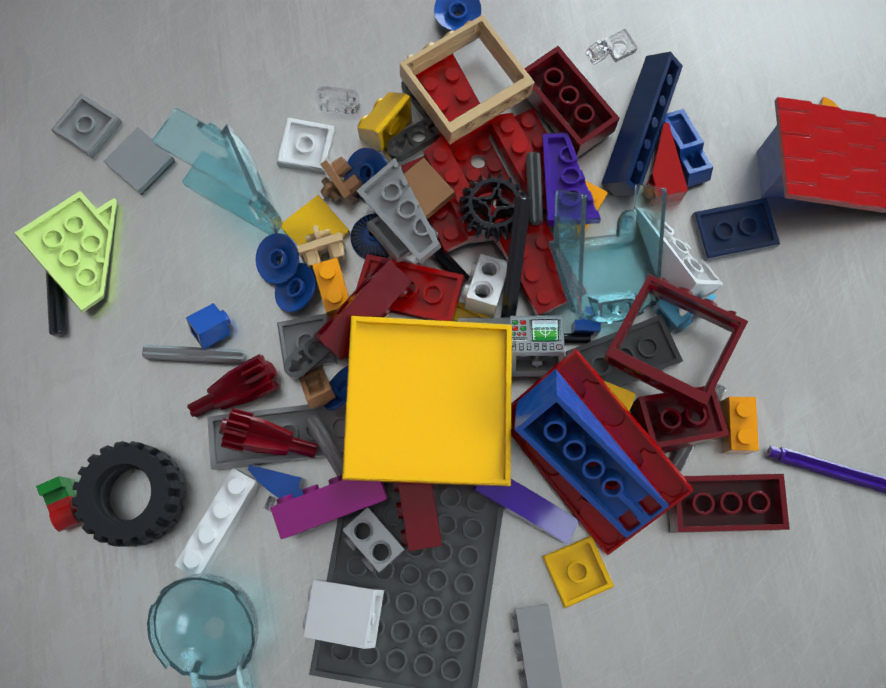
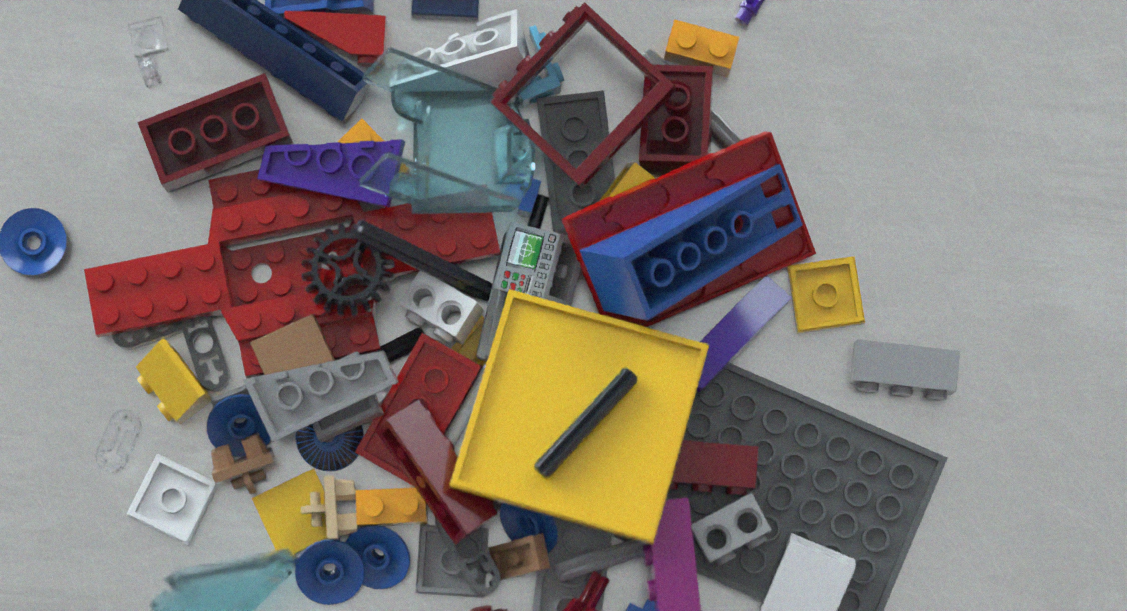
camera: 80 degrees left, 5 degrees up
(423, 404) = (585, 423): none -> black axle
(488, 109) = (94, 261): tan window -> none
(534, 188) = (330, 209): dark grey axle -> none
(732, 504) = (794, 89): dark red brick -> none

